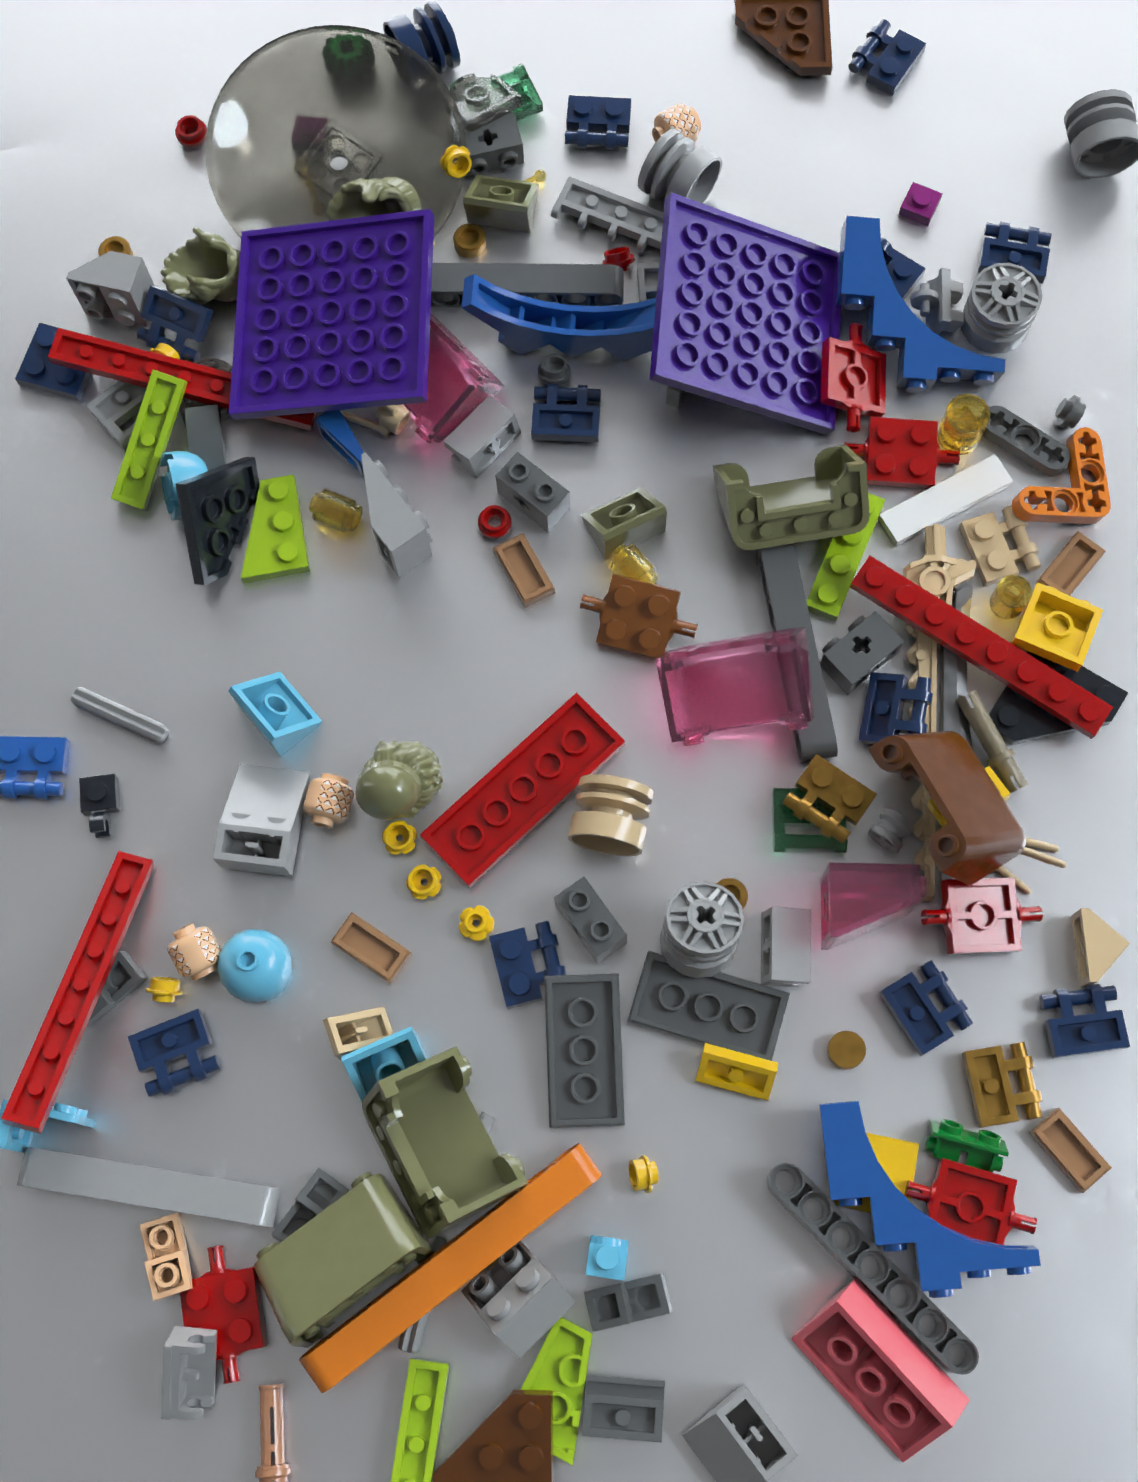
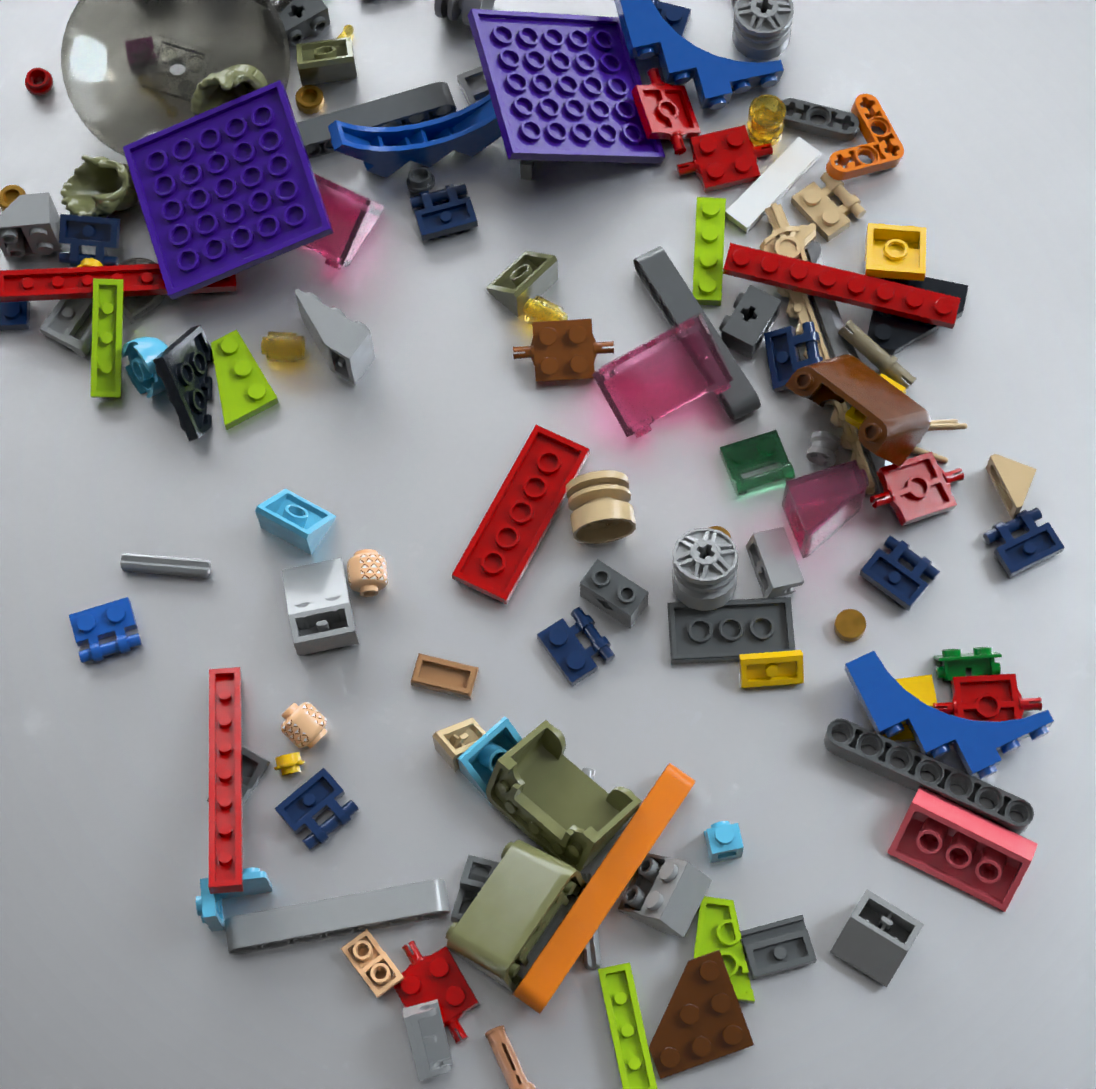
camera: 20 degrees left, 5 degrees down
(98, 798) = (175, 637): black plate -> none
(205, 435) = (150, 319): dark grey slope -> none
(255, 966) = (356, 721): medium azure cylinder -> none
(338, 435) = (266, 288): blue slope -> none
(391, 419) = (300, 258): tan plant -> none
(395, 829) = (435, 576): yellow plate -> none
(398, 780) = (420, 535): olive hair -> none
(417, 875) = (468, 603): yellow plate -> none
(460, 166) = (281, 37): yellow plate -> none
(478, 932) = (522, 636): yellow plate -> none
(483, 436) = (382, 250): light grey hinge -> none
(494, 513) = (417, 307): red plate -> none
(524, 570) = (455, 345): medium nougat tile -> none
(533, 492) = (441, 280): dark grey brick -> none
(584, 1050) = (646, 693): dark grey tile -> none
(610, 212) = (424, 42): light grey hinge -> none
(620, 257) = (440, 74): red plate -> none
(628, 1302) = (751, 869): dark grey slope -> none
(643, 1174) = (727, 770): yellow plate -> none
(796, 509) = (678, 218): olive windscreen -> none
(834, 790) = (767, 431): pearl gold plate -> none
(935, 302) = (709, 33): light grey hips -> none
(991, 1085) = (970, 612): pearl gold plate -> none
(1010, 596) = (851, 241): clear yellow brick -> none
(1070, 412) = (845, 86): dark grey plate -> none
(1070, 1150) = (1047, 640): medium nougat tile -> none
(1072, 564) = (890, 201): medium nougat tile -> none

